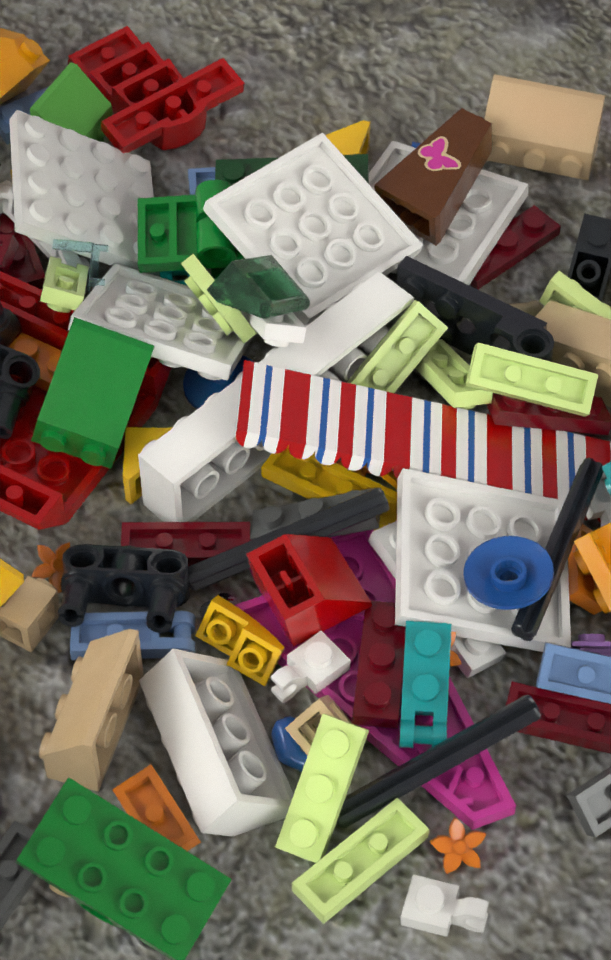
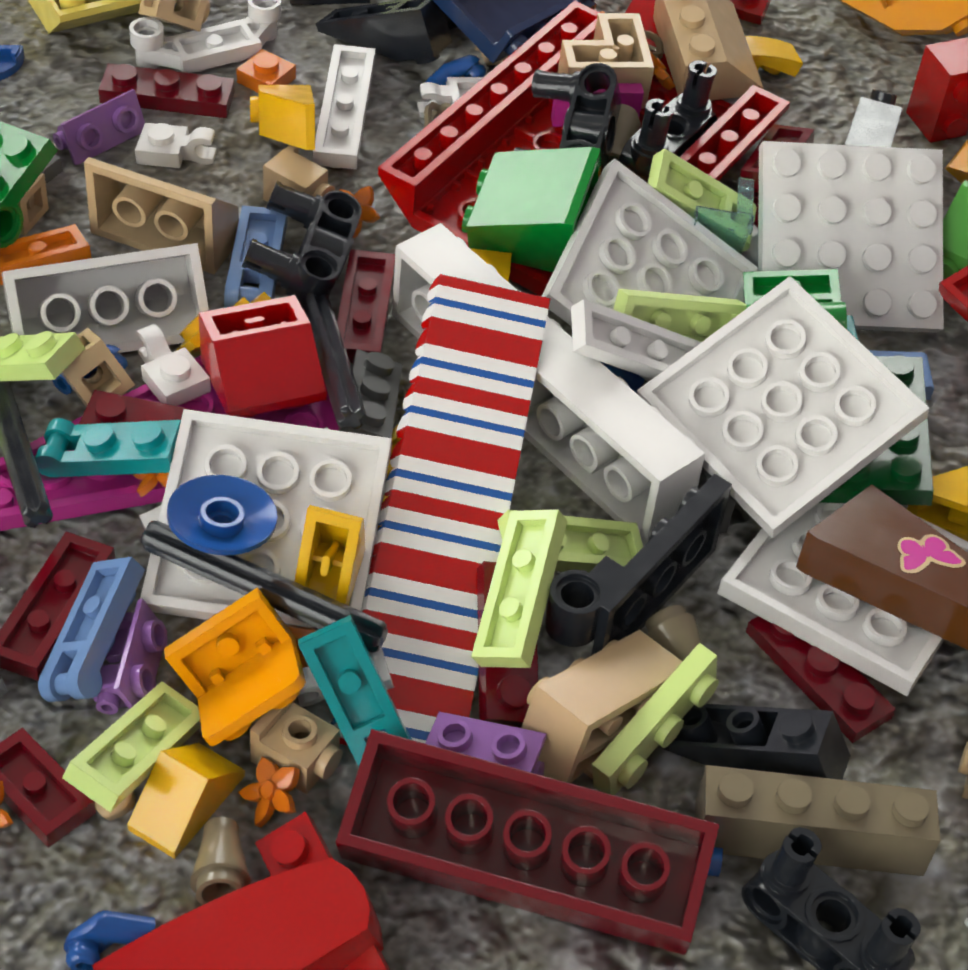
camera: 90 degrees right, 5 degrees down
(258, 288) = (670, 306): clear green tile -> none
(400, 350) = (591, 485): yellowish green plate -> none
(527, 502) = (331, 553): none -> yellow slope

